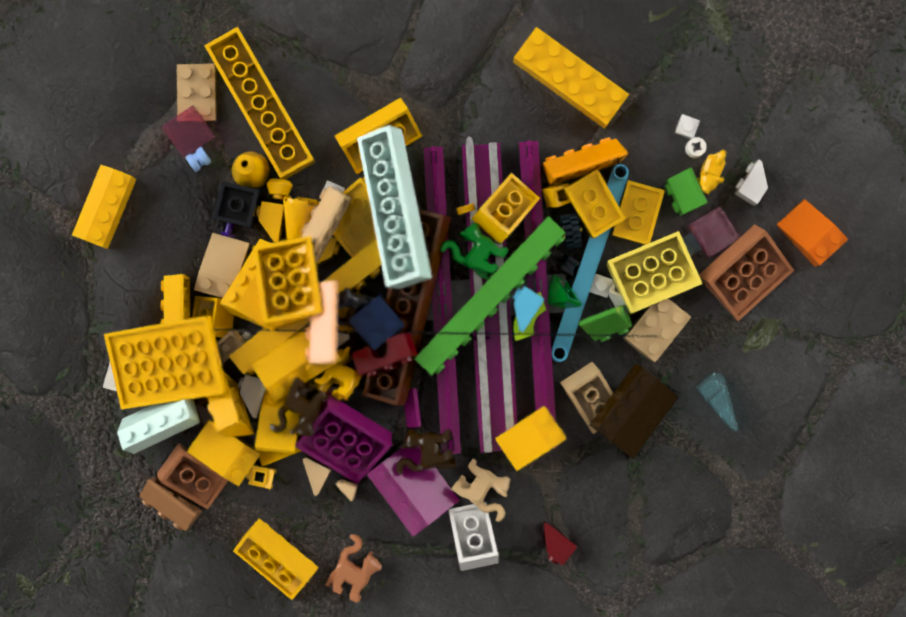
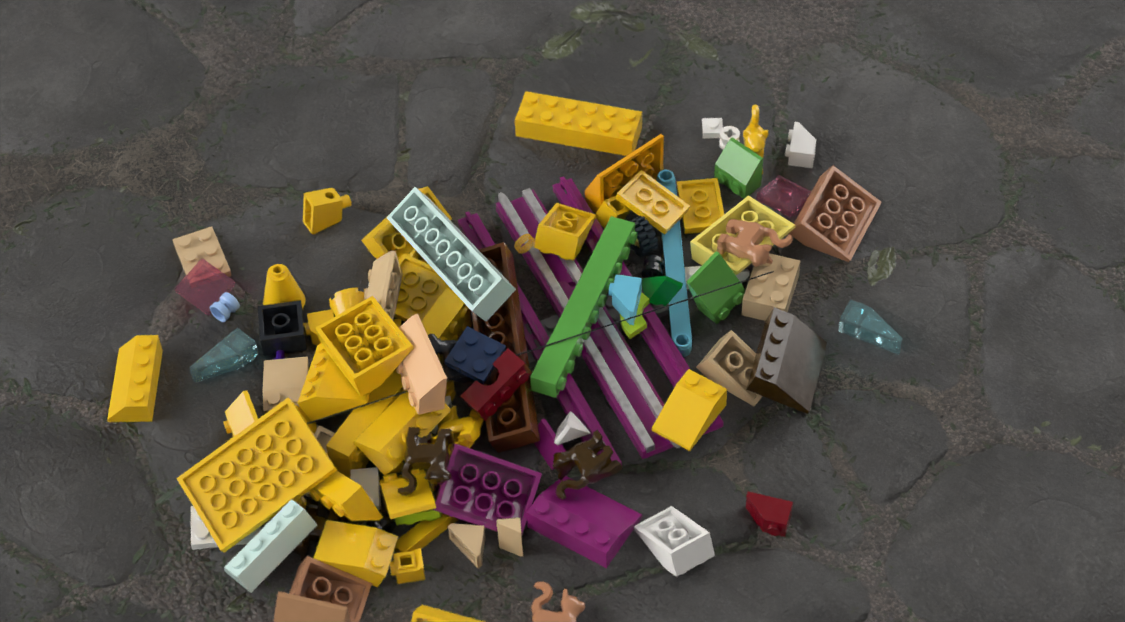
camera: 20 degrees left, 35 degrees down
(186, 212) = (226, 356): none -> clear light blue slope
(259, 104) = (274, 238): yellow brick -> none
(279, 188) = (319, 299): yellow cone -> none
(308, 91) = (323, 209): none -> yellow torso
(430, 409) = (570, 429): none -> white slope
(478, 254) = (559, 274): green animal -> none
(480, 486) = (658, 487): tan animal -> none
(653, 289) = (747, 242): none -> nougat animal
(812, 233) = (882, 166): orange slope -> none

